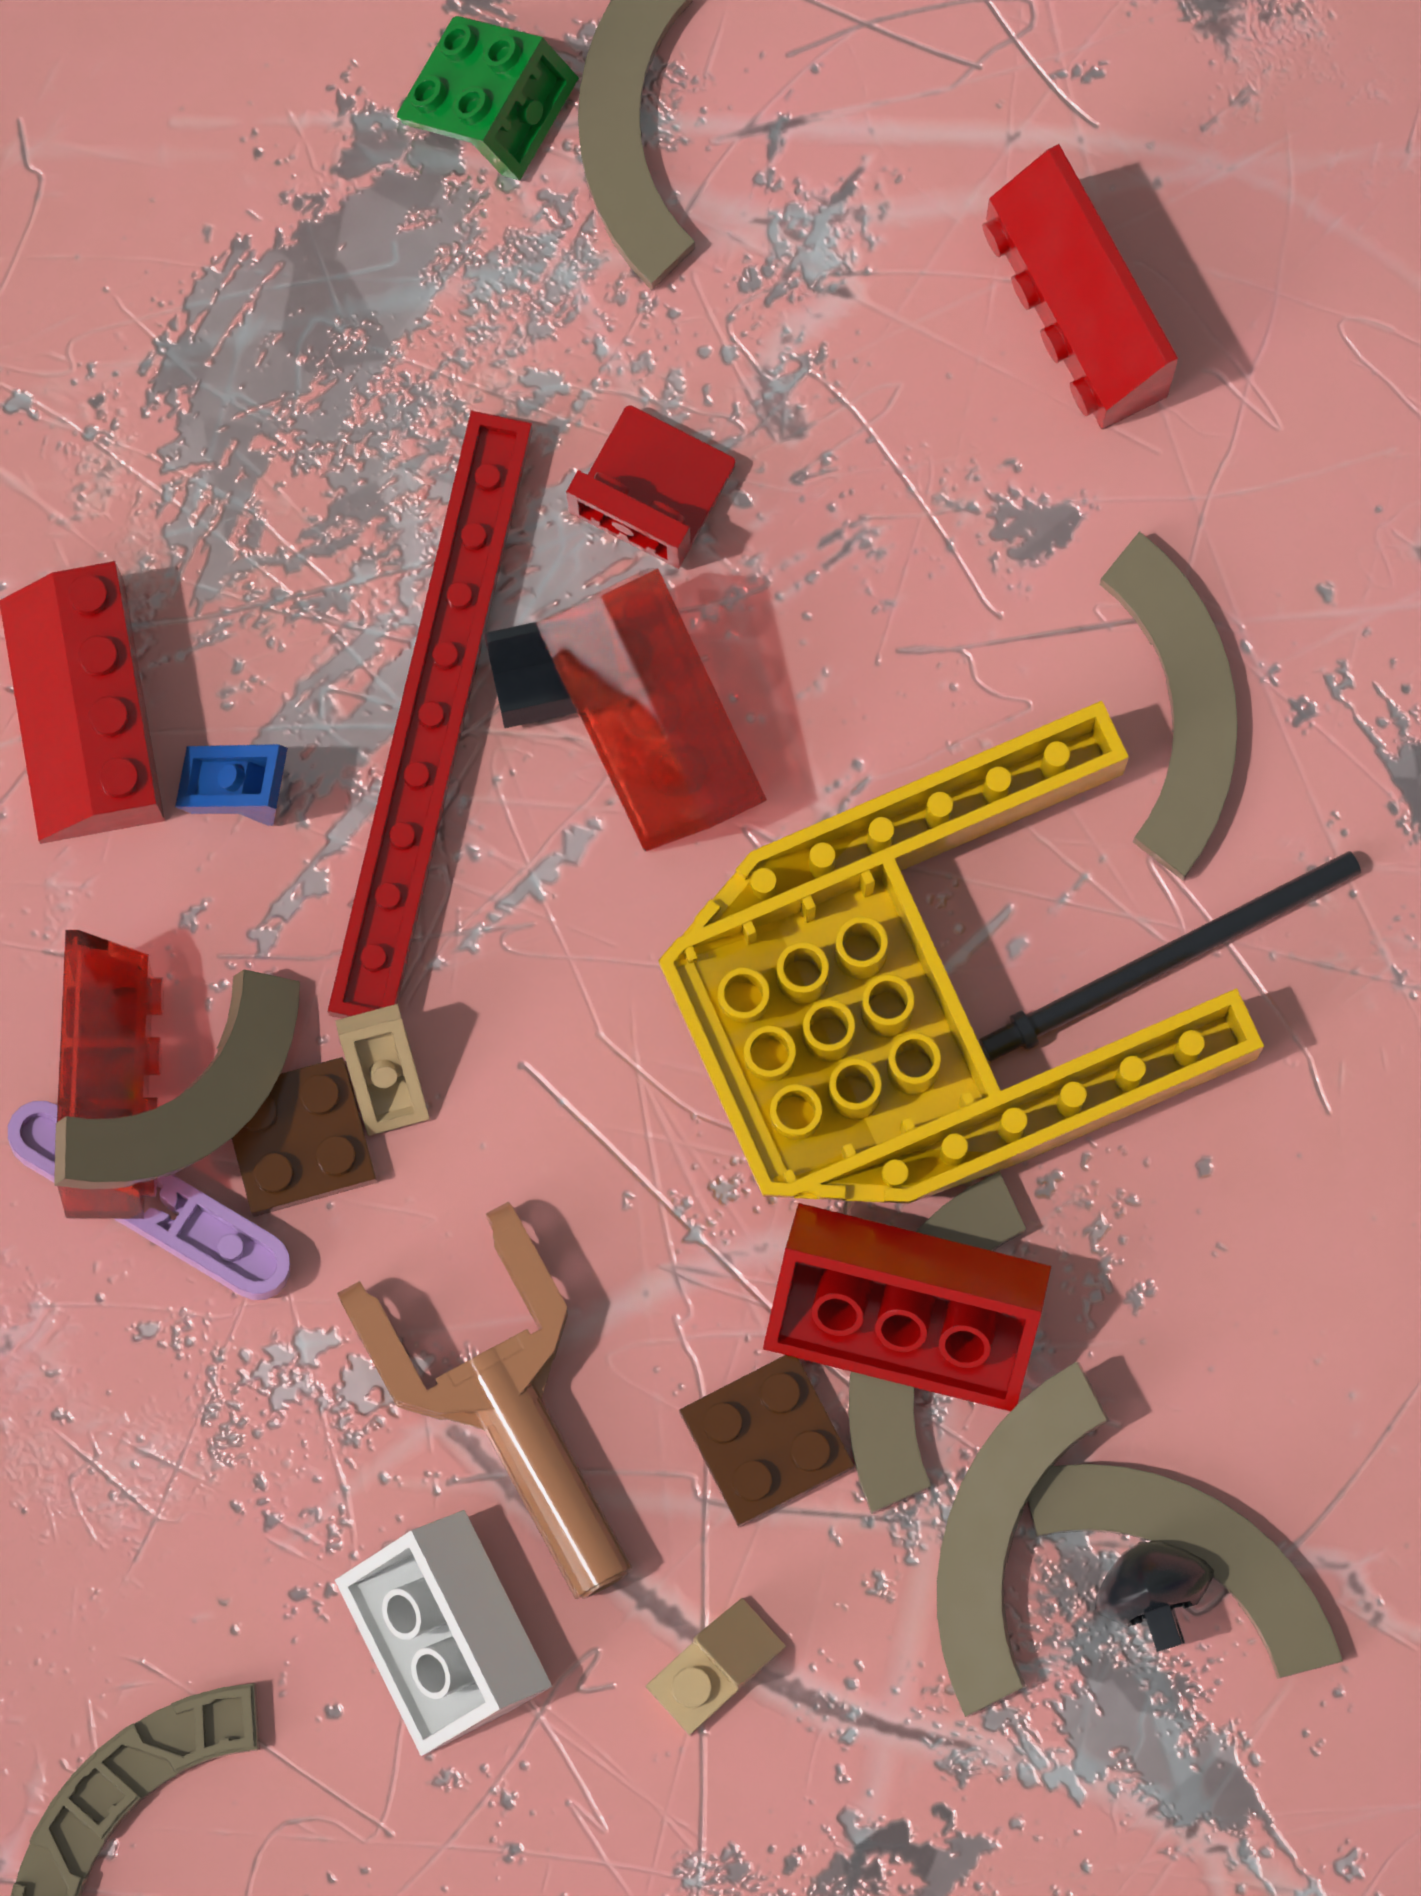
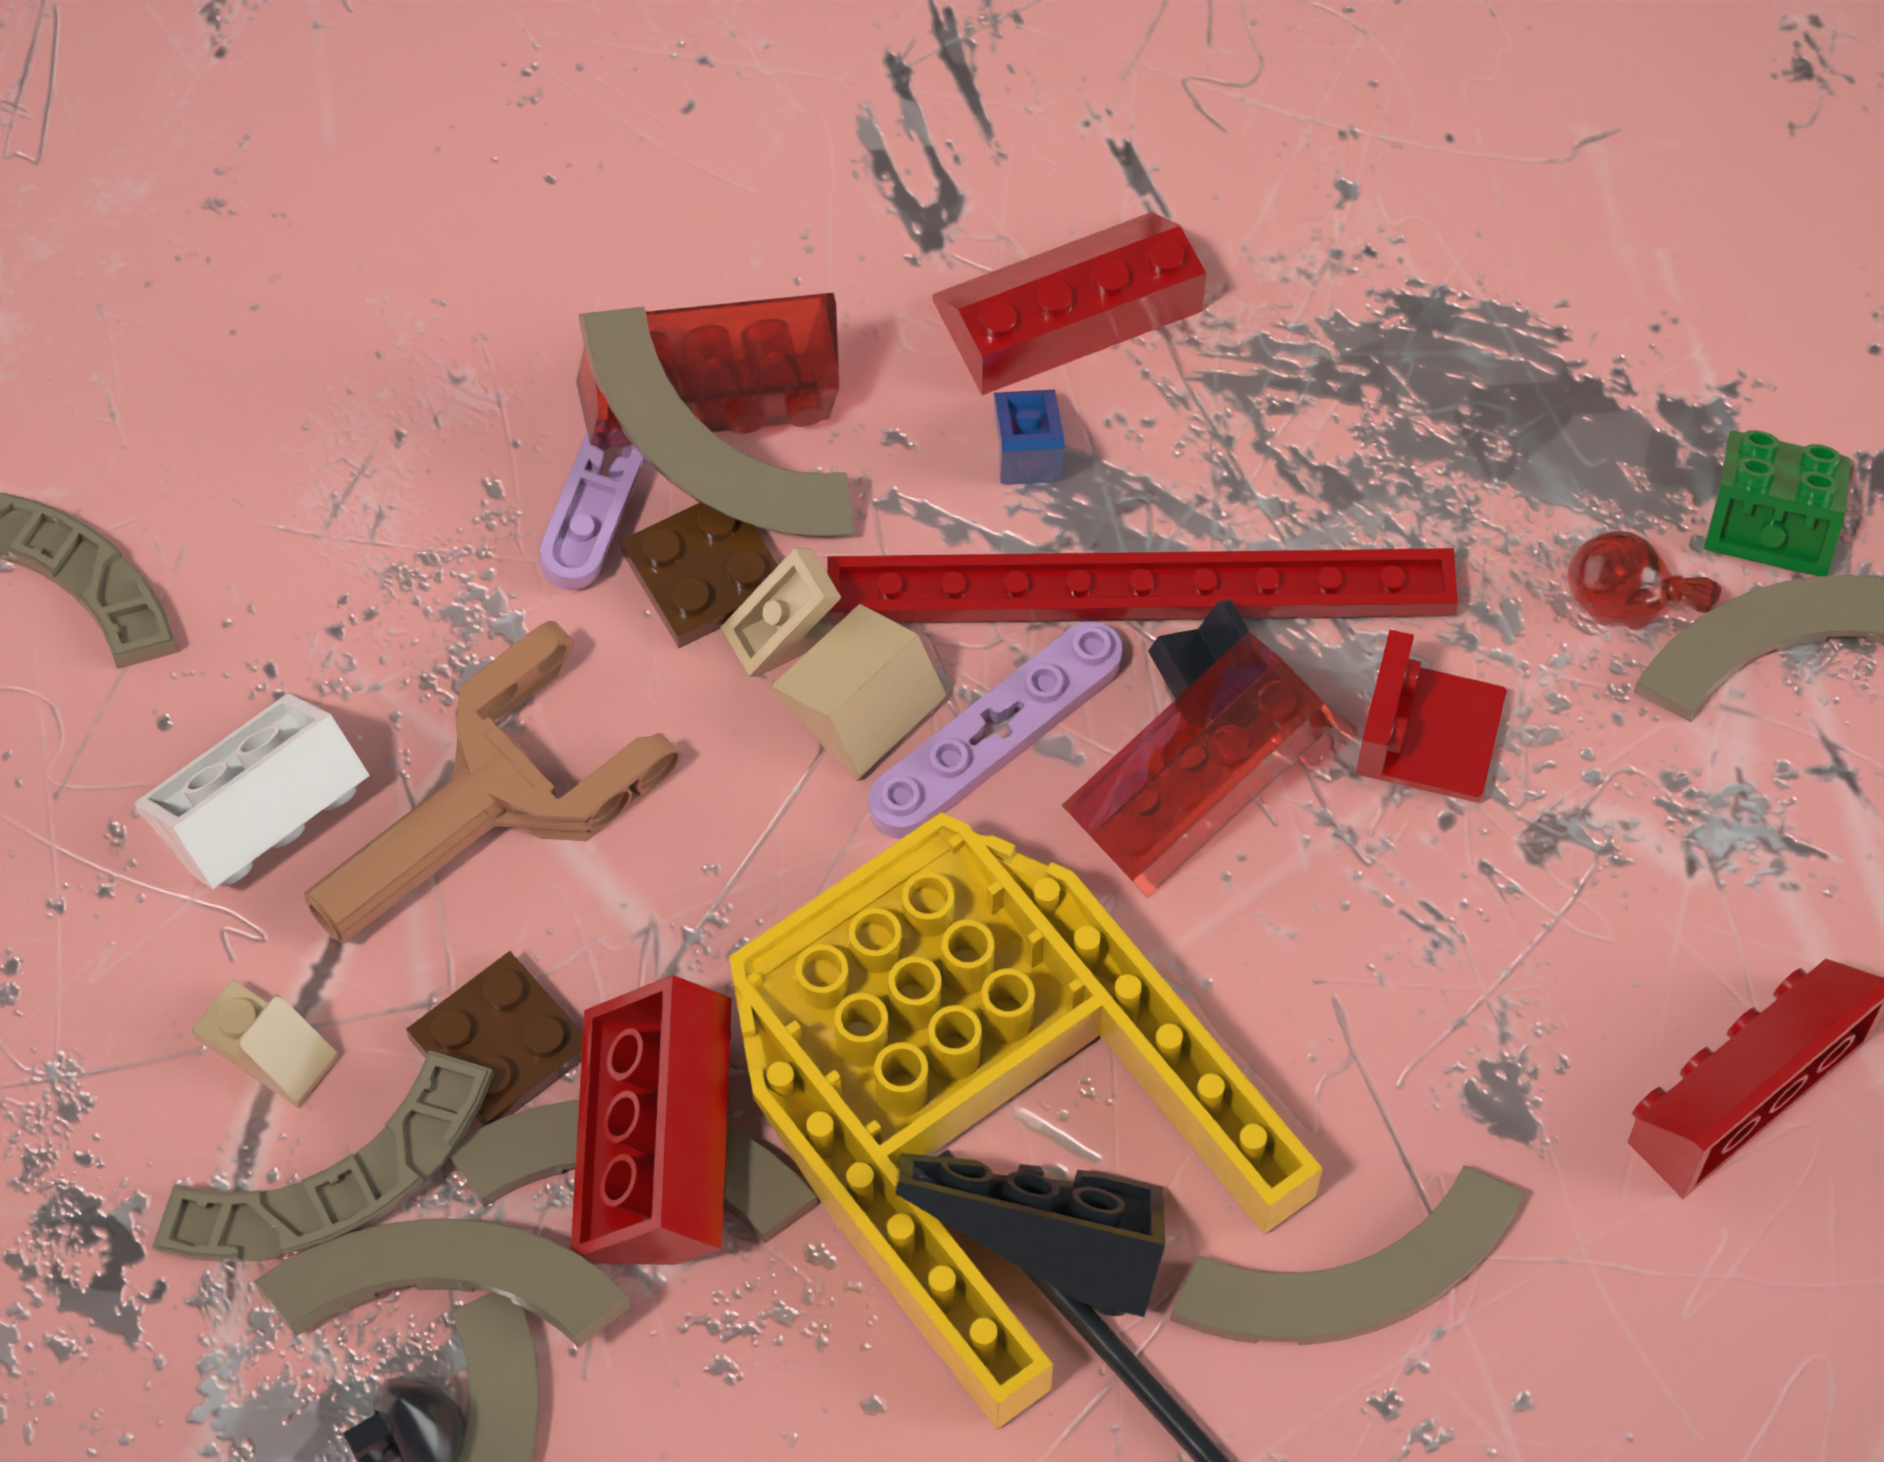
camera: 75 degrees right, 15 degrees down
(479, 1013) = (861, 688): none -> tan slope
(541, 260) = (1628, 582): none -> clear red hair
(574, 948) = (950, 761): none -> lavender piece
(899, 1621) = (342, 1197): none -> dark tan tile
(1094, 944) = (1082, 1236): none -> black wedge

